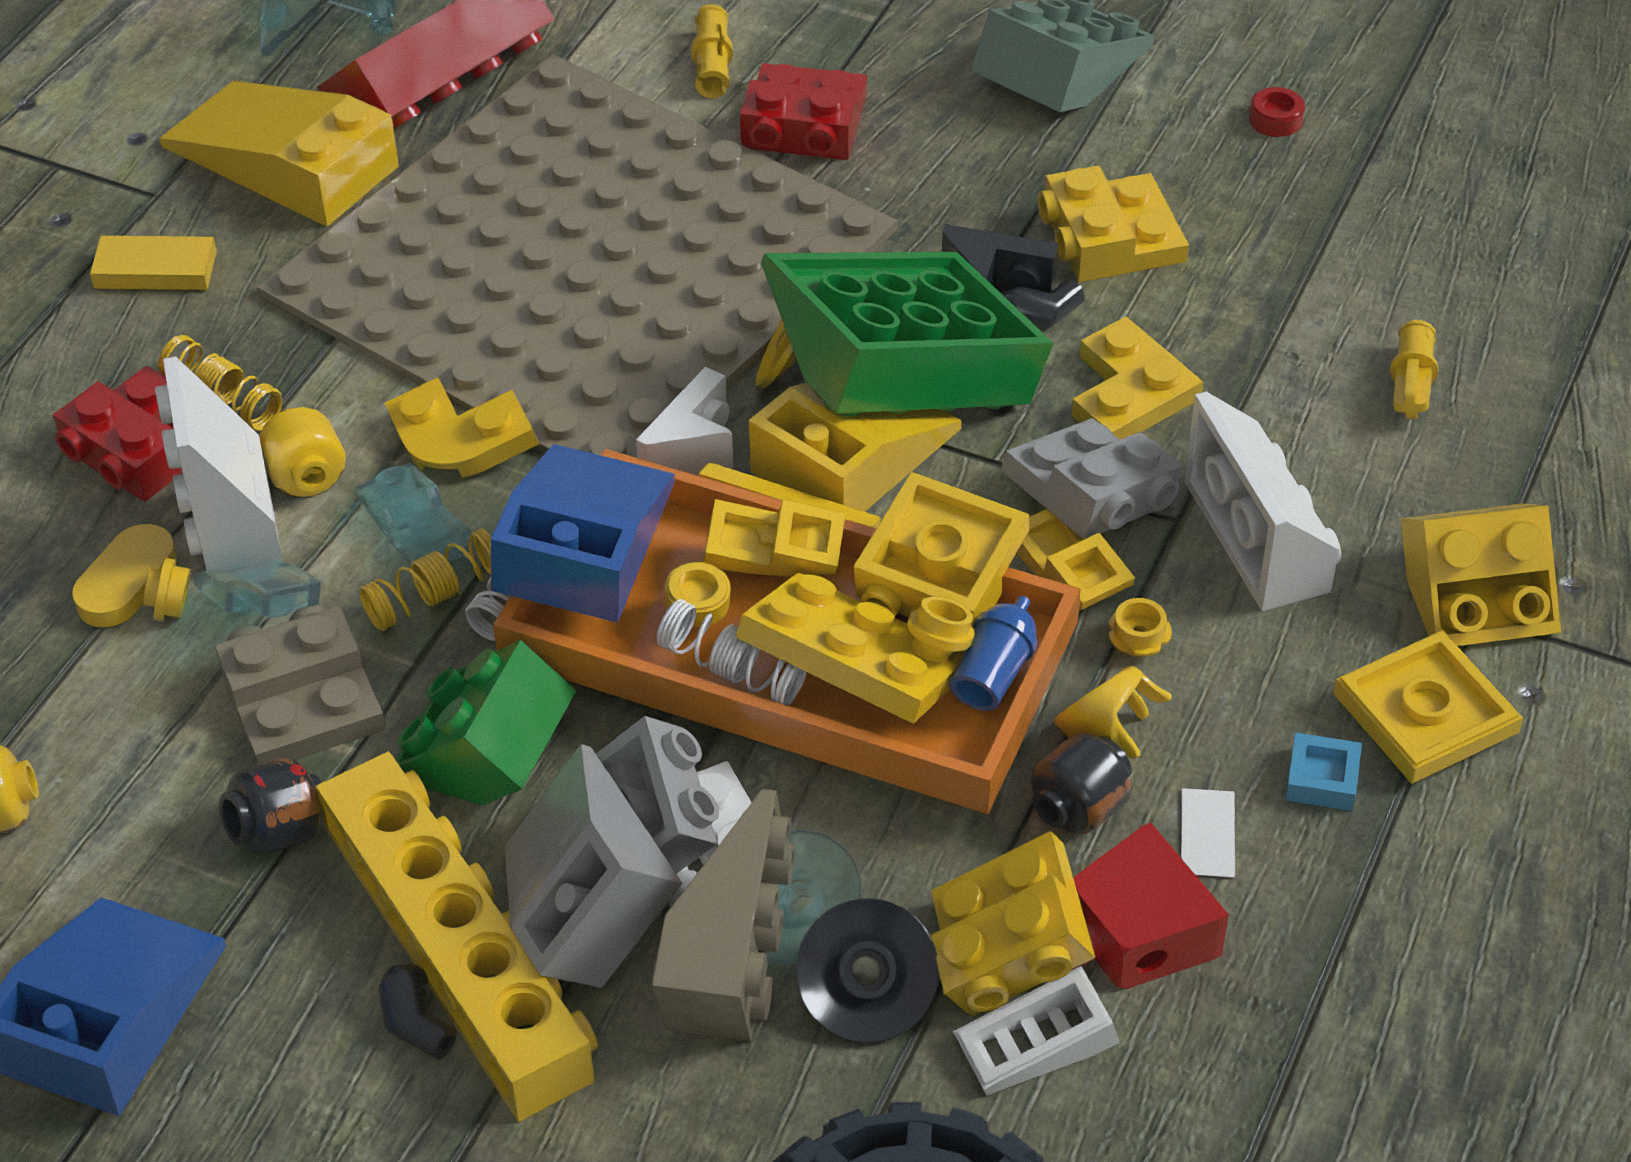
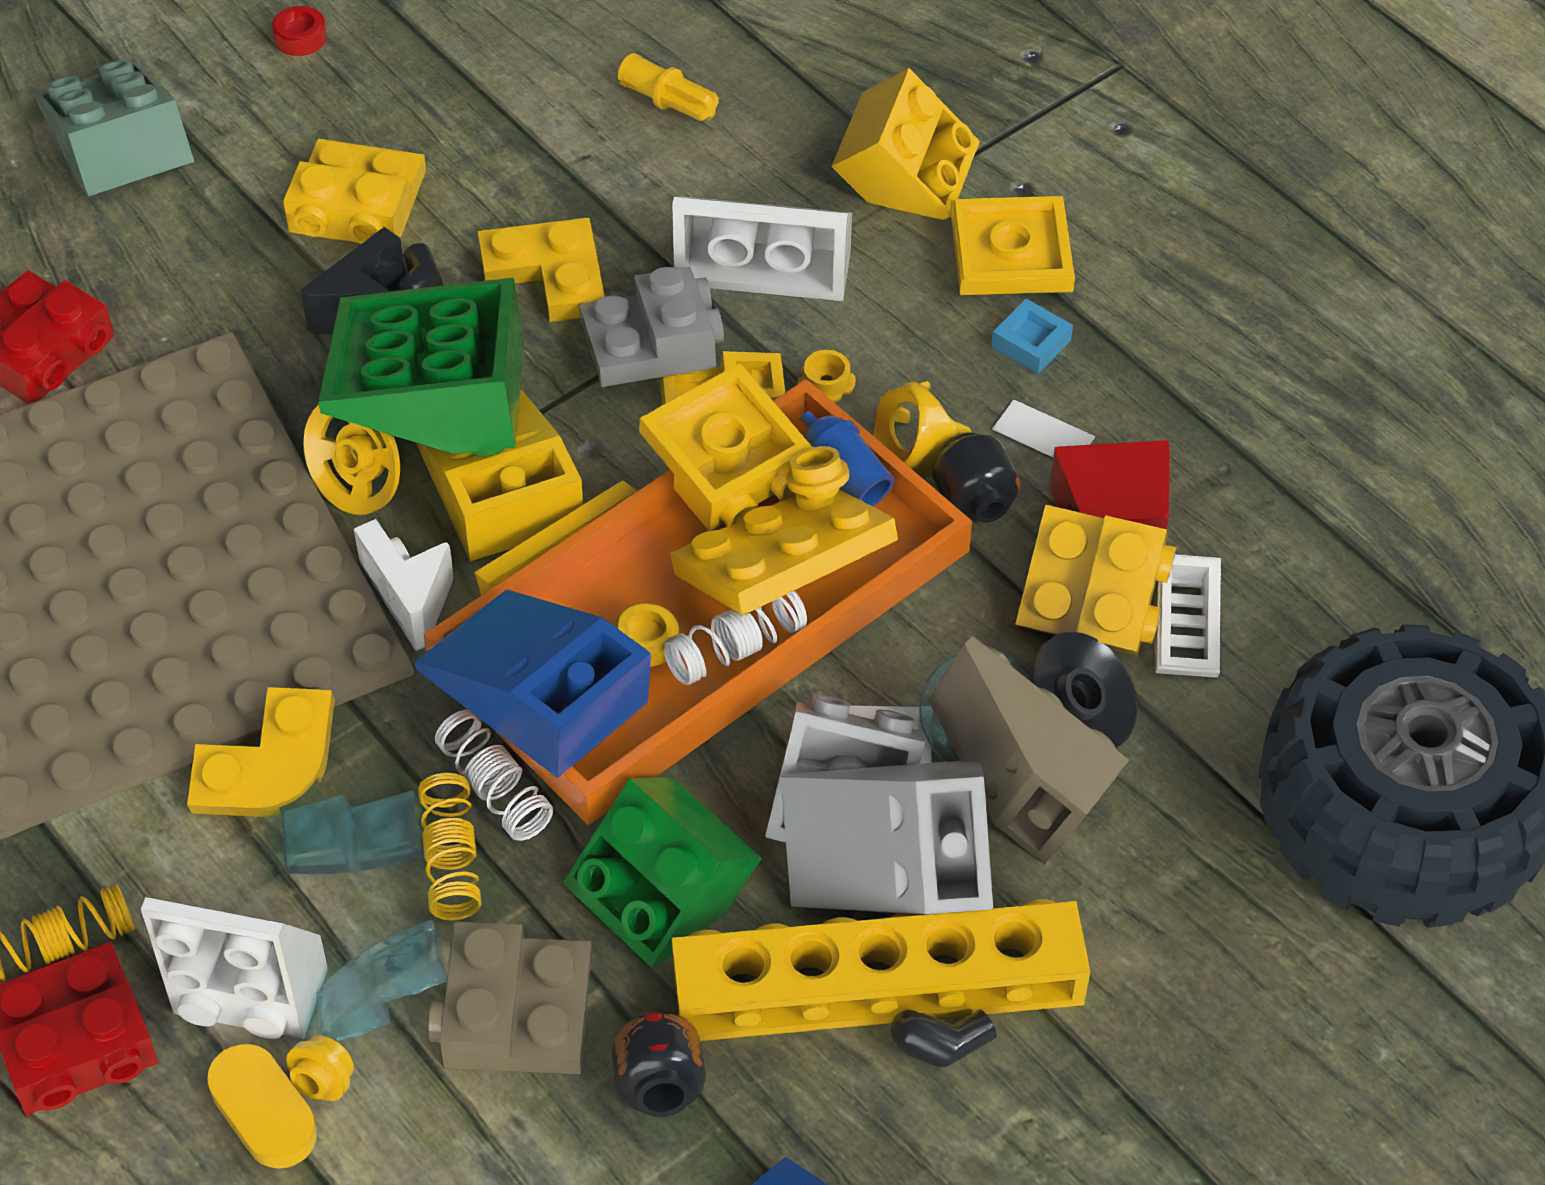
camera: 65 degrees left, 5 degrees up
(300, 447) = (214, 882): yellow head -> none
(774, 543) = (622, 555): yellow slope -> none

